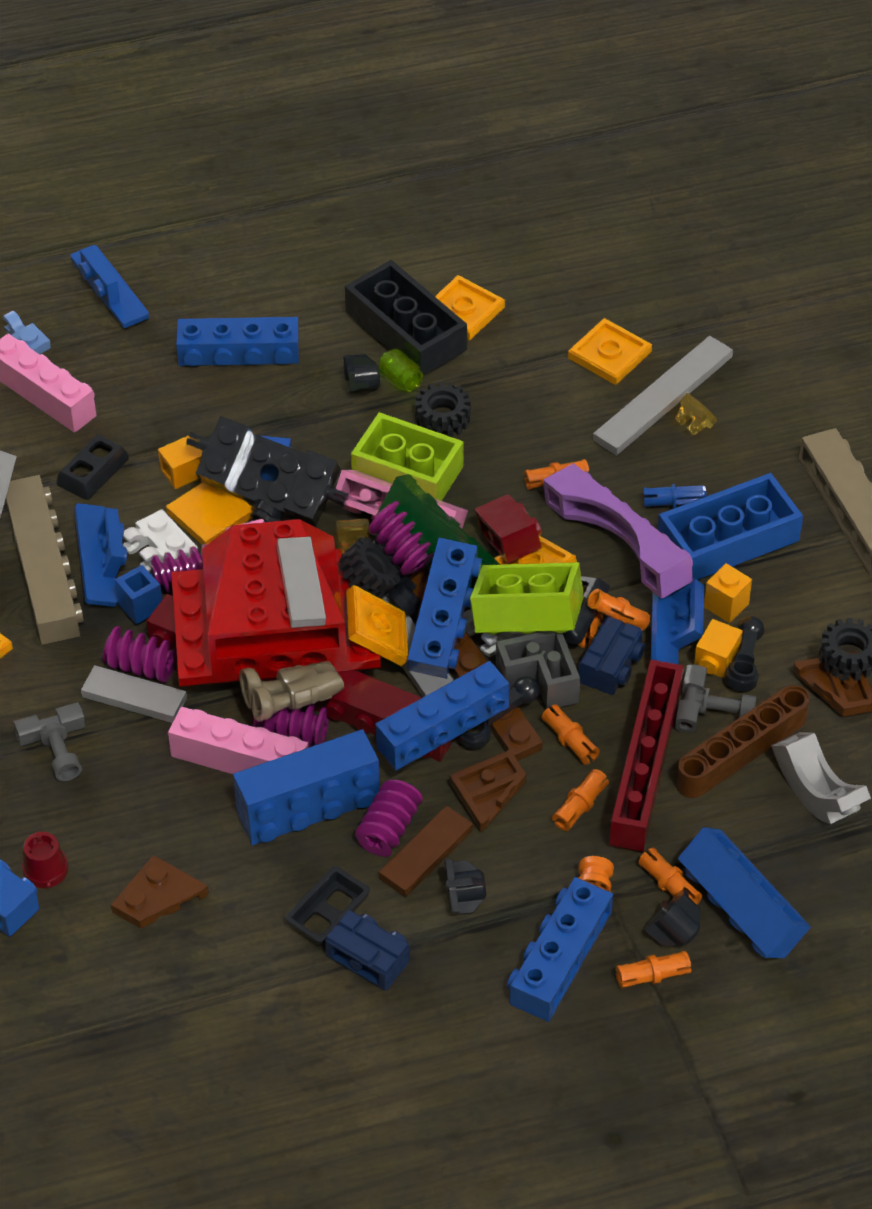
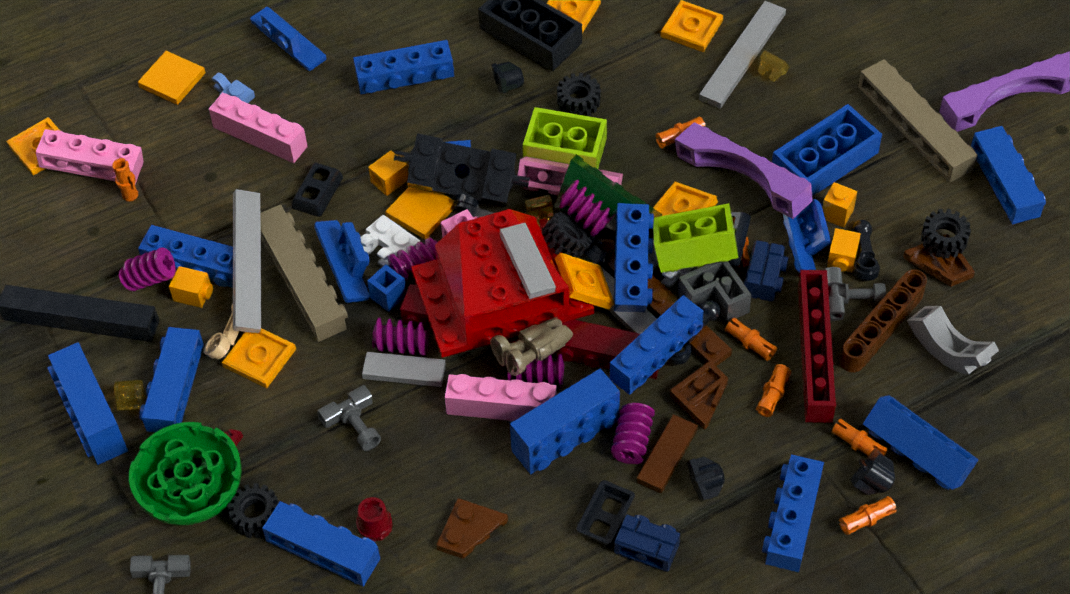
camera: 10 degrees left, 5 degrees up
(400, 370) = (537, 69): clear neon green brick -> none
(509, 528) = (659, 183): dark red brick -> none
(596, 871) = (803, 446): orange wheel -> none
(618, 608) = (761, 233): orange pin -> none
(673, 495) = (775, 133): blue axle -> none

